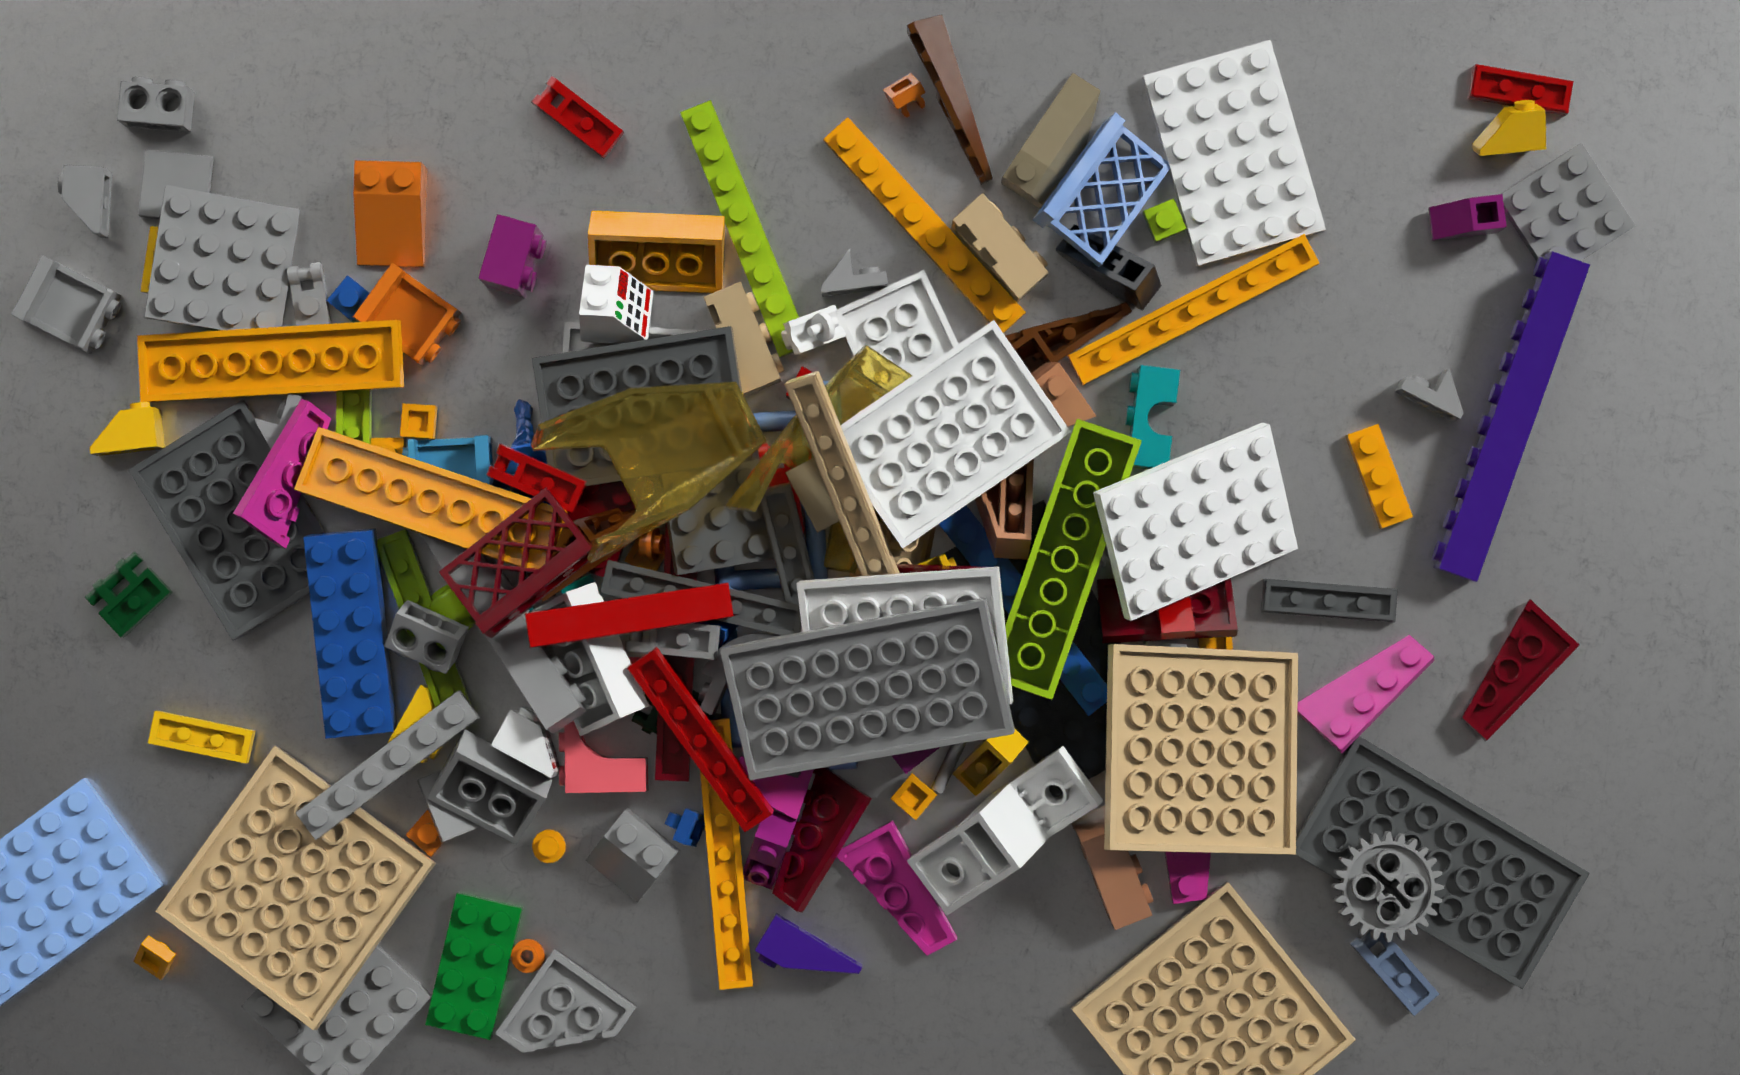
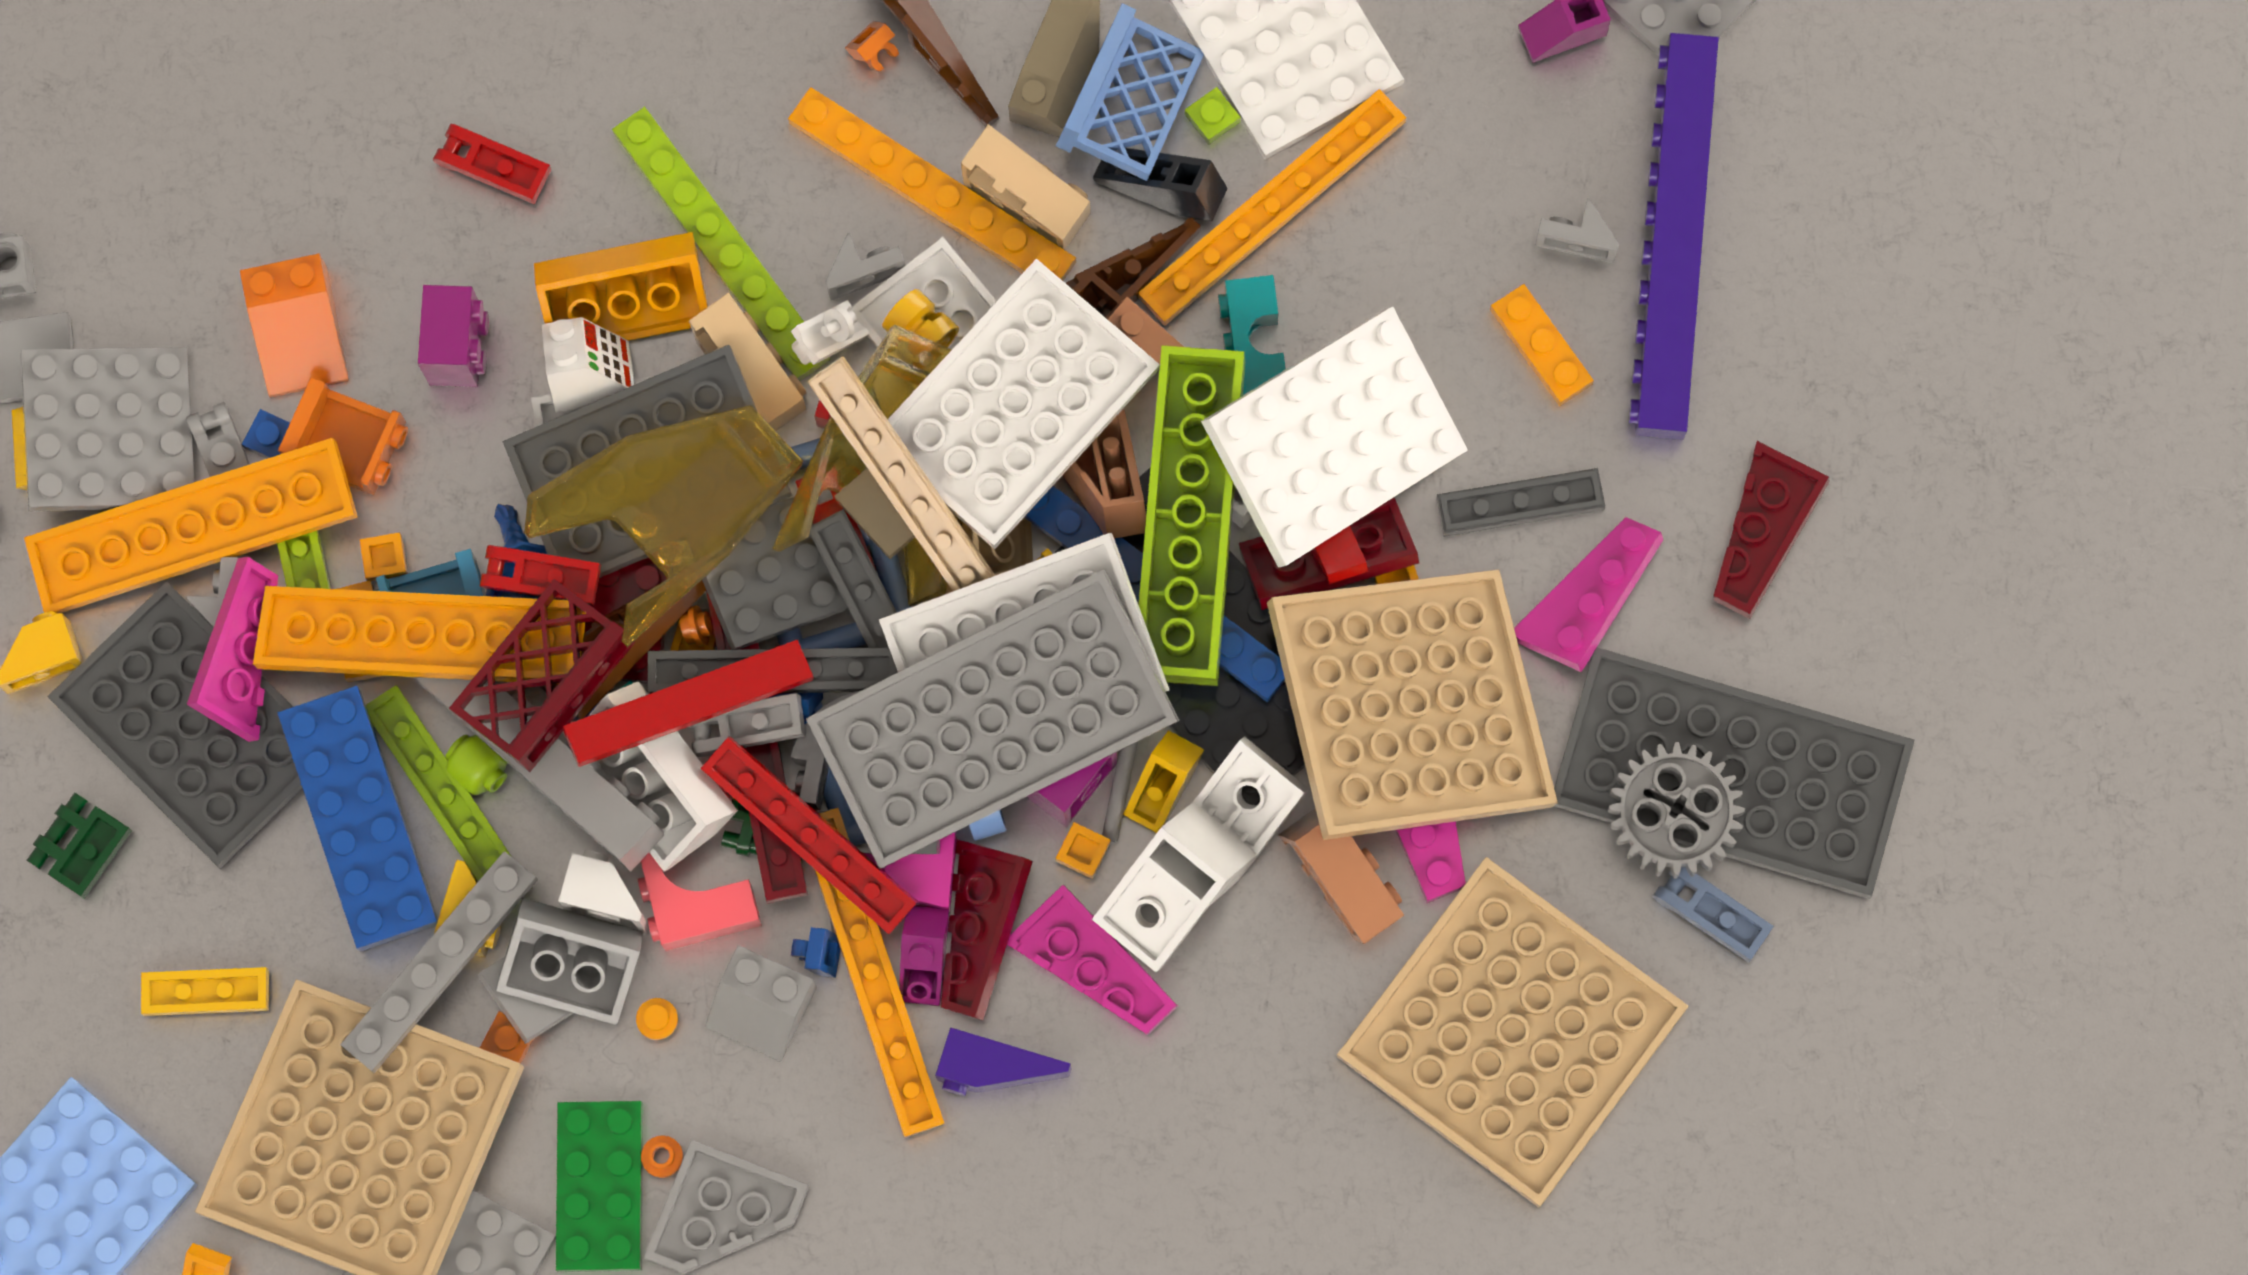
camera: 10 degrees left, 10 degrees down
(428, 630) = (451, 788): light grey brick -> none
(886, 338) = (917, 315): none -> yellow wheel

